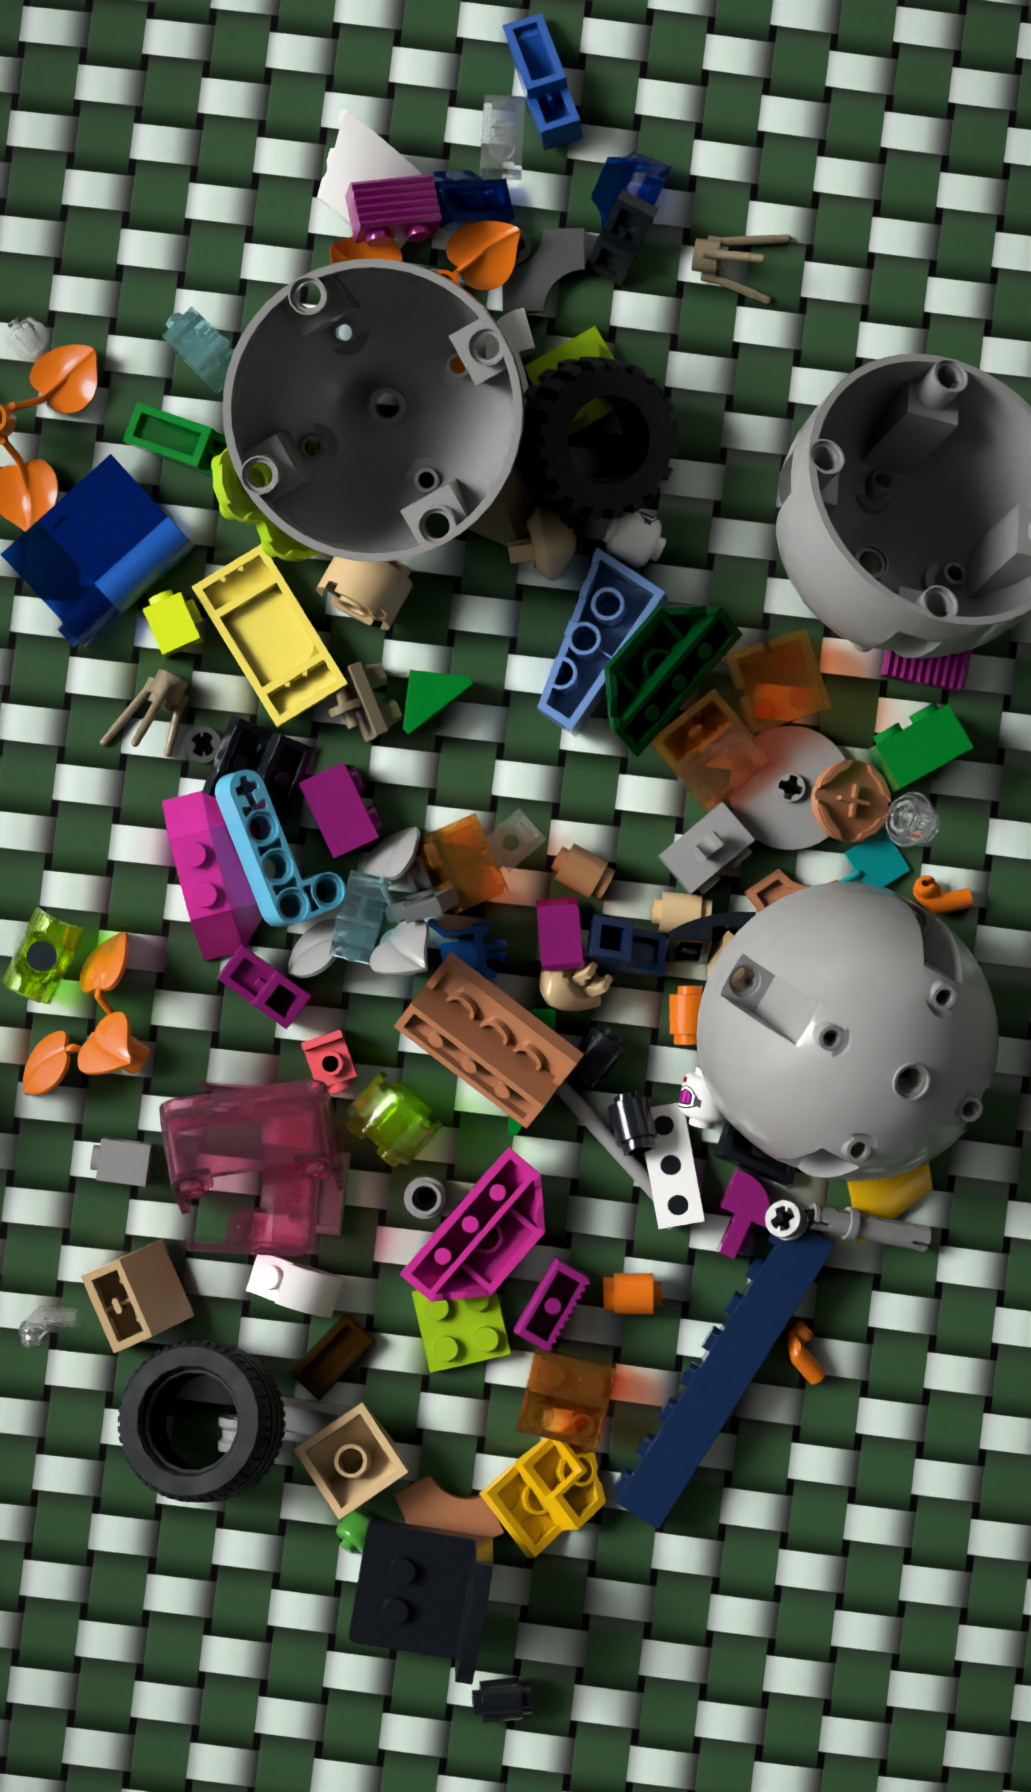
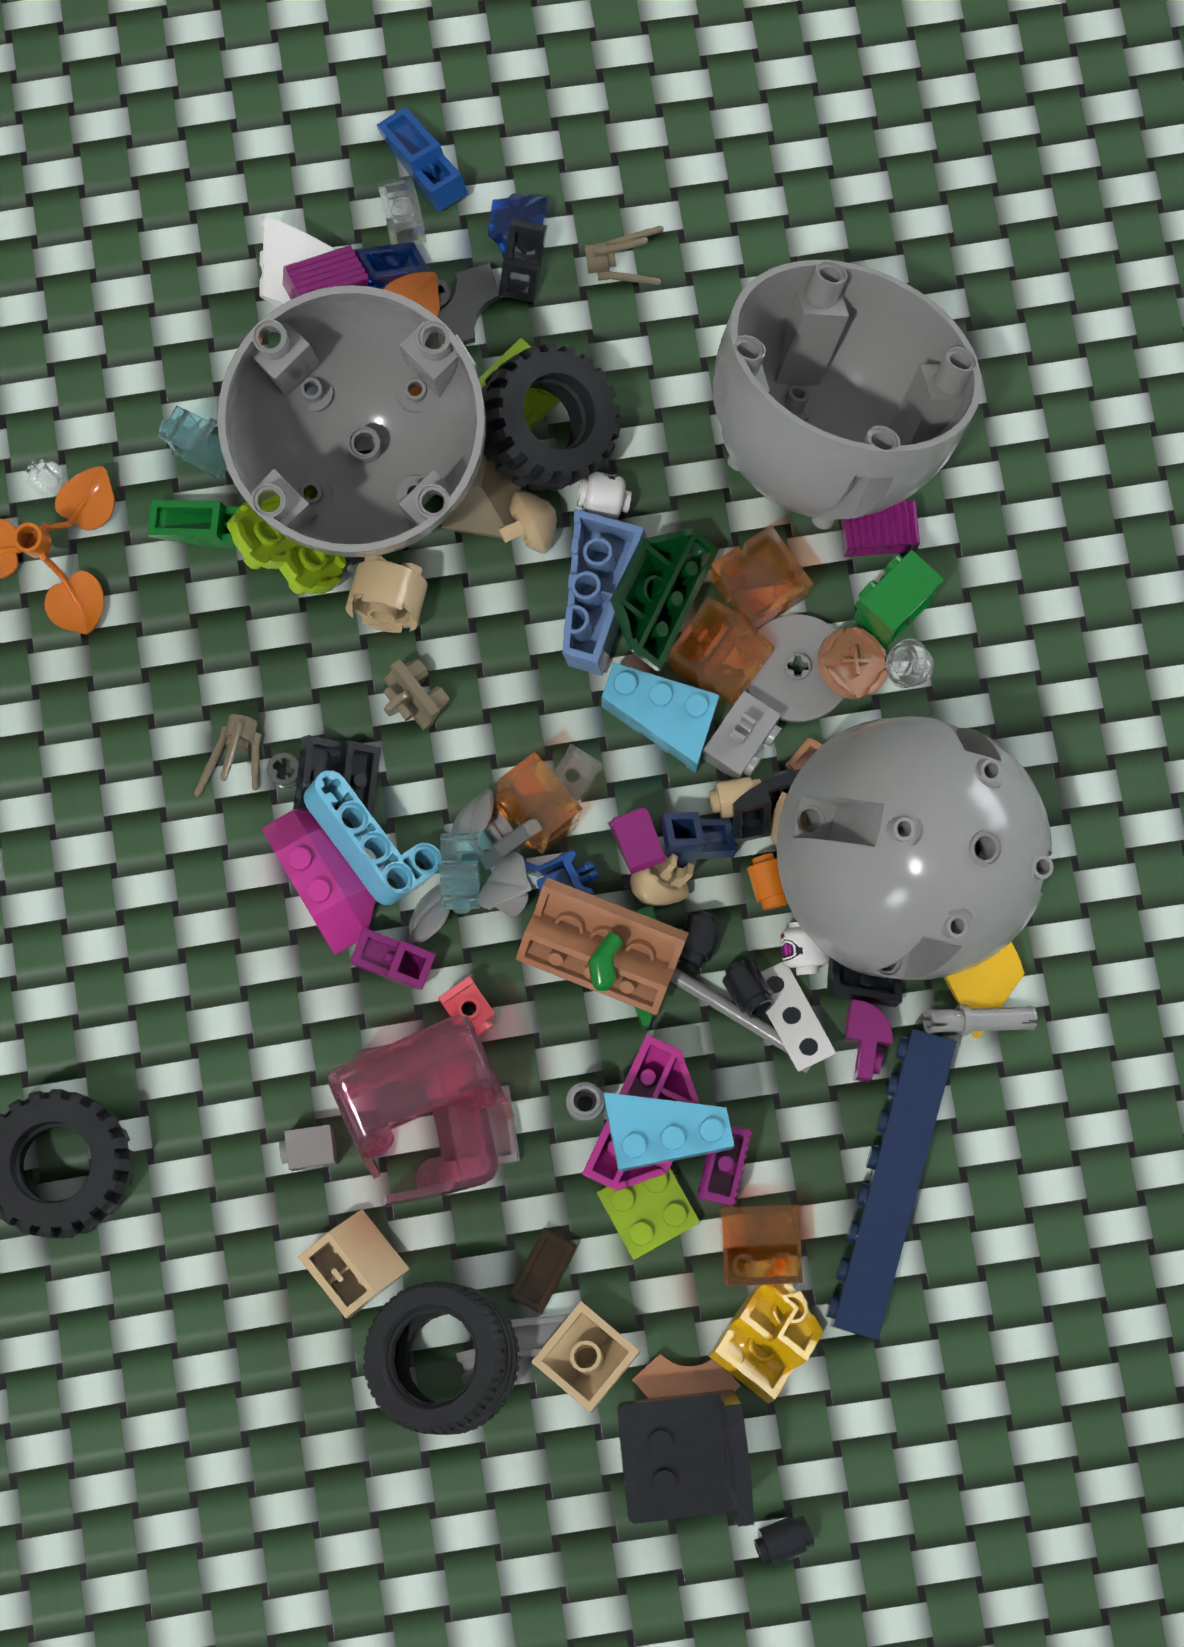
camera: 15 degrees left, 10 degrees down
(42, 957) = (192, 985): clear neon green piece -> none
(42, 1320) = (274, 1312): clear arm -> none
(97, 551) = (150, 632): clear blue door -> none
(110, 1045) = (267, 1042): orange plant -> none
(173, 622) = (231, 673): neon yellow brick -> none
(269, 635) = (316, 661): light yellow slope -> none
(295, 1285) = (491, 1215): white brick -> none
(340, 809) = (418, 791): magenta brick -> none
(353, 1530) = (605, 1425): bright green piece -> none
(392, 1120) = (538, 1042): clear neon green brick -> none
(429, 695) = (469, 673): green slope -> none
(482, 1062) = (602, 963): none -> green arm
(496, 1258) = (663, 1130): none -> medium azure wedge
(582, 871) = (641, 785): medium nougat brick -> none
(629, 797) = (662, 710): none -> medium azure wedge
(631, 1293) = (791, 1138): orange brick -> none
(797, 1224) = (896, 1032): light grey bush -> none
(800, 1355) = (954, 1150): orange arm -> none
(876, 861) = (889, 703): teal piece -> none
(938, 899) = (969, 720): orange arm -> none

